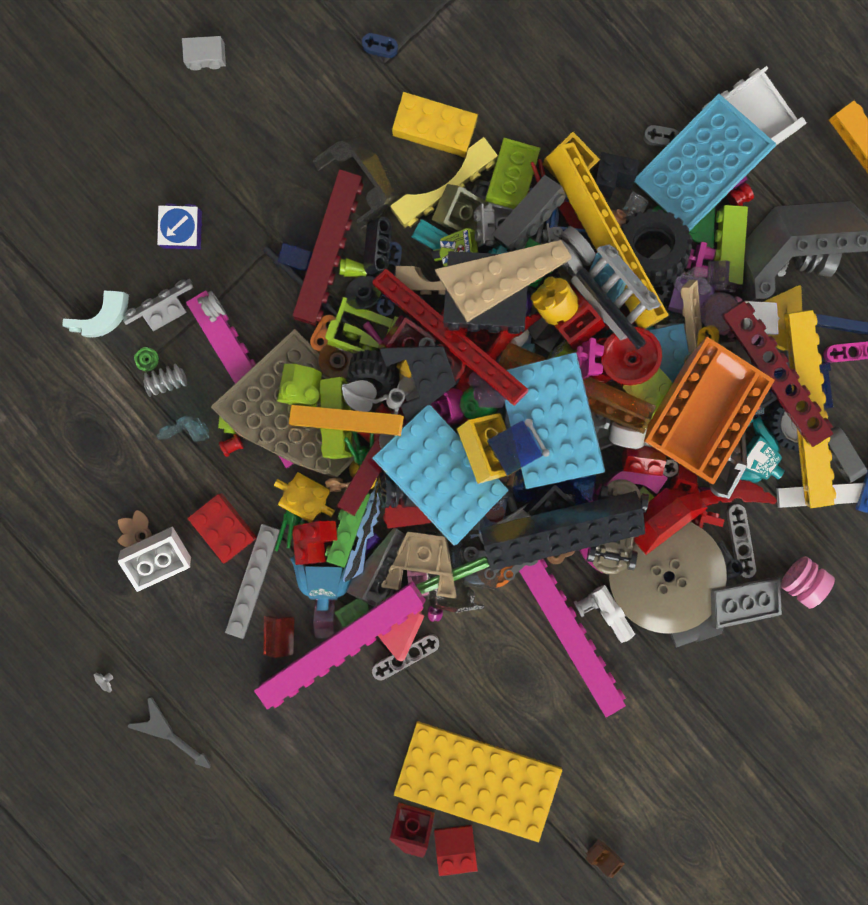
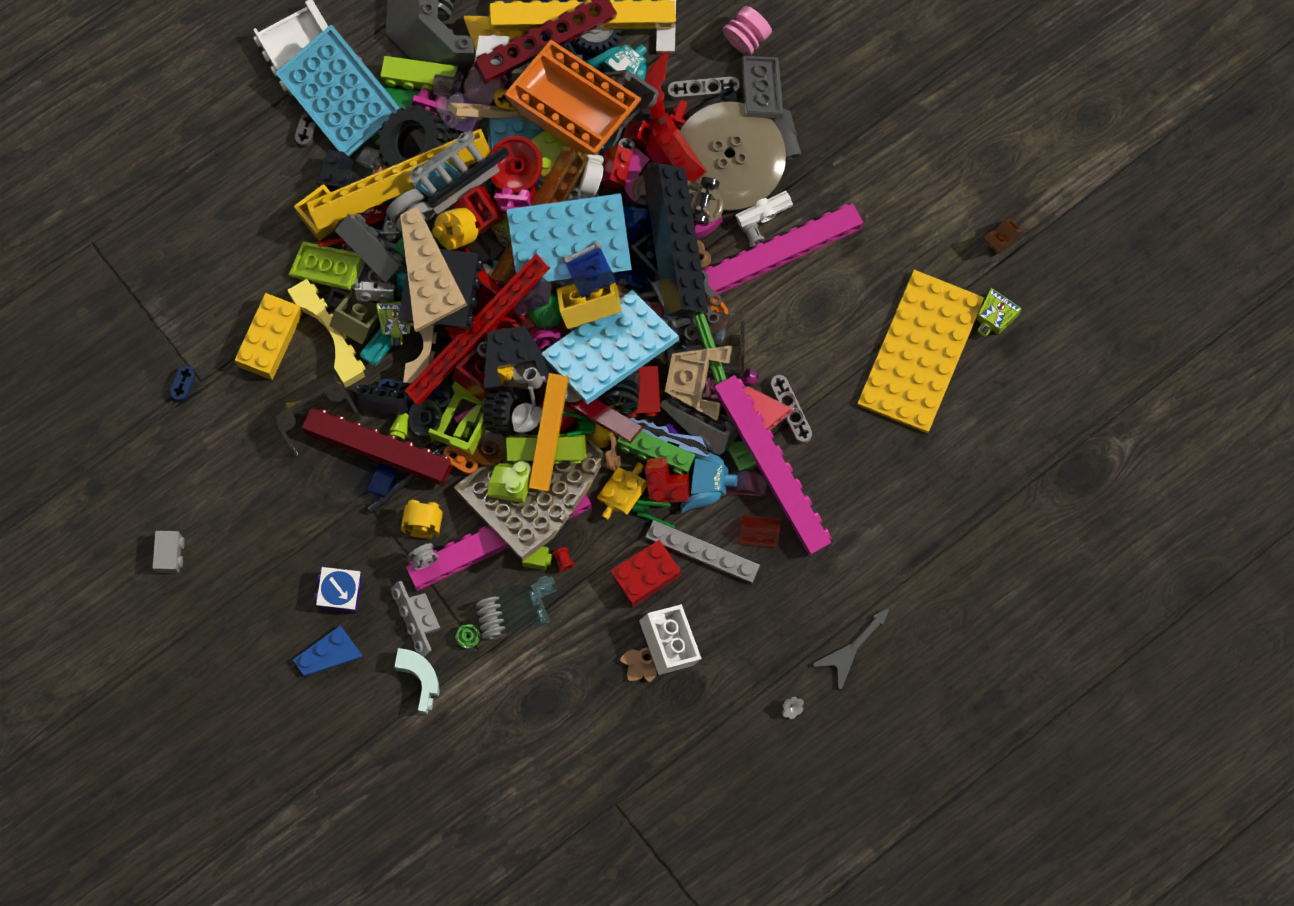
camera: 80 degrees left, 15 degrees down
(119, 225) = (328, 652): none -> blue wing
(254, 301) = (422, 519): none -> yellow brick
(412, 829) = (964, 414): dark red slope -> none
(455, 850) = (986, 376): red slope -> none
(522, 856) = (996, 313): none -> torso
(742, 194) = (372, 62): red wheel -> none

